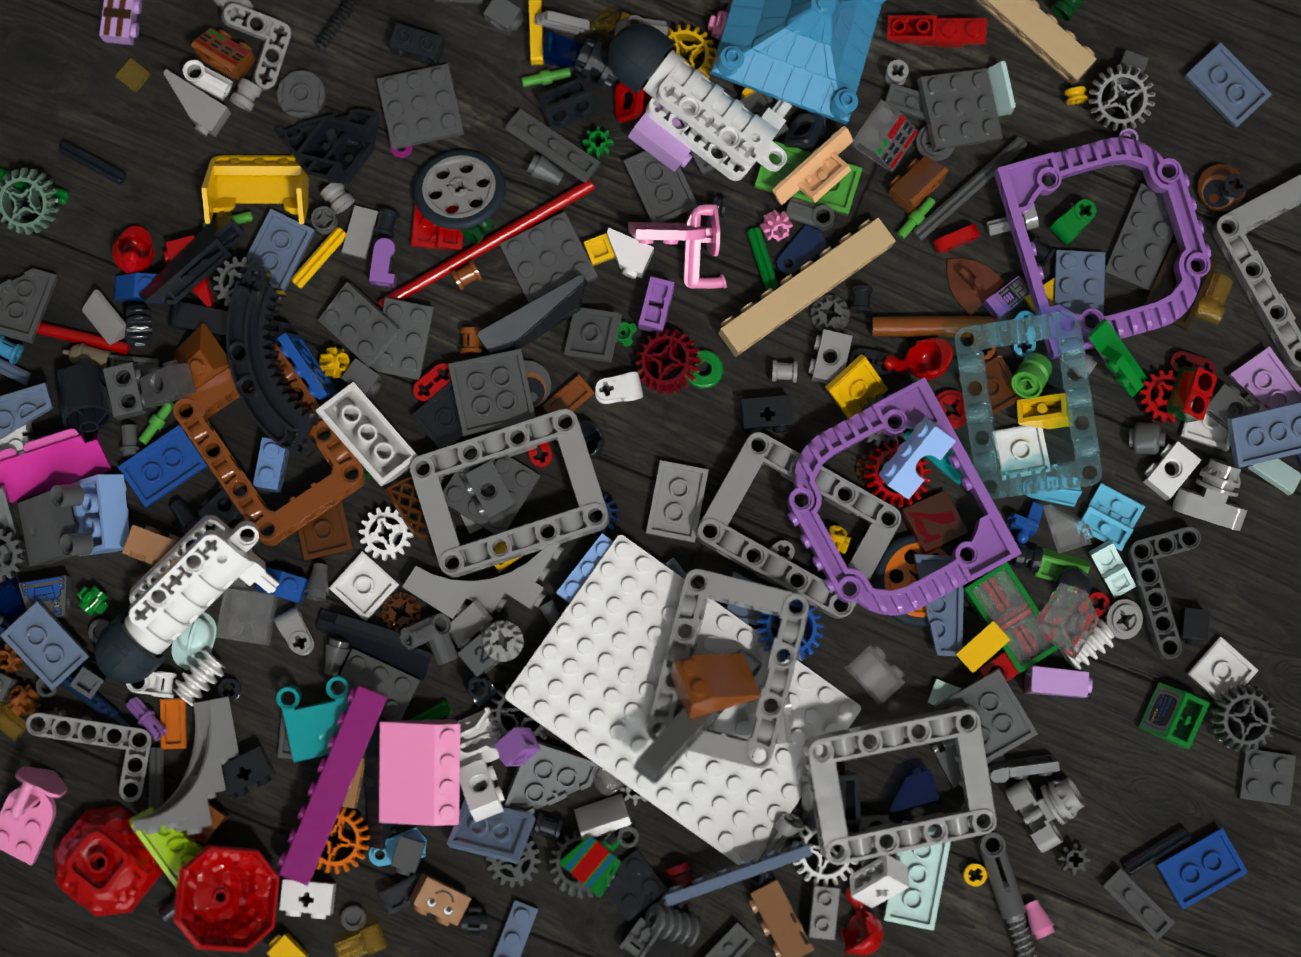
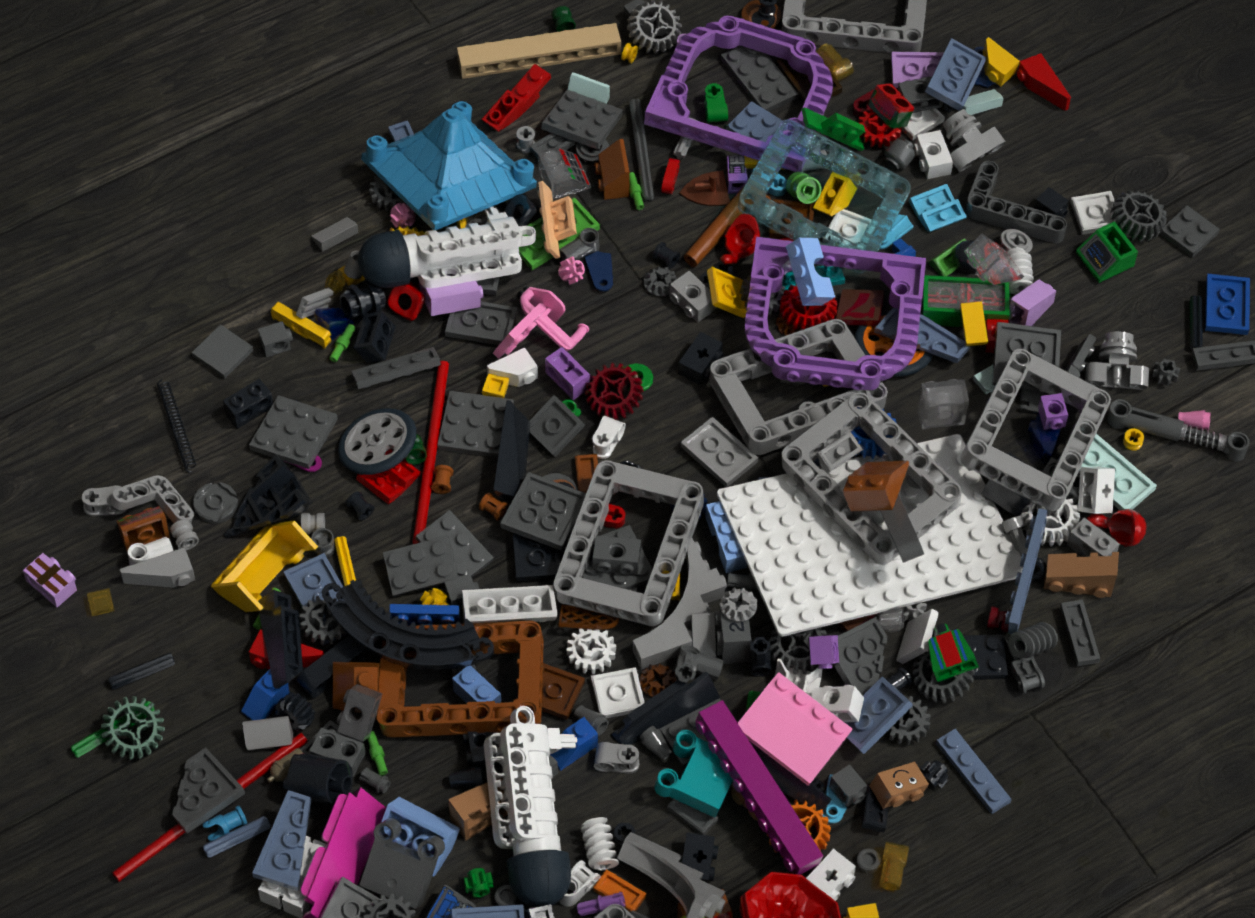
camera: 55 degrees left, 25 degrees down
(133, 250) = (235, 682): red piece -> none
(163, 466) = (415, 768): blue plate -> none
(193, 641) = (571, 837): light aqua piece -> none
(246, 616) = (580, 780): clear brick -> none
(360, 232) = (351, 527): light grey tile -> none
(383, 255) = (388, 527): medium lavender leg -> none
(430, 378) = (508, 551): red beam -> none
(544, 170) = (407, 384): dark grey cone -> none
(604, 142) = (418, 339): green gear -> none
(739, 619) = (838, 452): none -> light grey slope
(762, 259) = (600, 300): green axle -> none
(784, 371) = (678, 330): light grey bush -> none
(806, 286) = (630, 279): tan brick -> none
(943, 779) = (1055, 404): none -> medium lavender brick
(1029, 558) = (933, 266): black wheel -> none
(1067, 529) = (927, 234): clear slope -> none
(1112, 569) = (971, 229): light aqua slope -> none

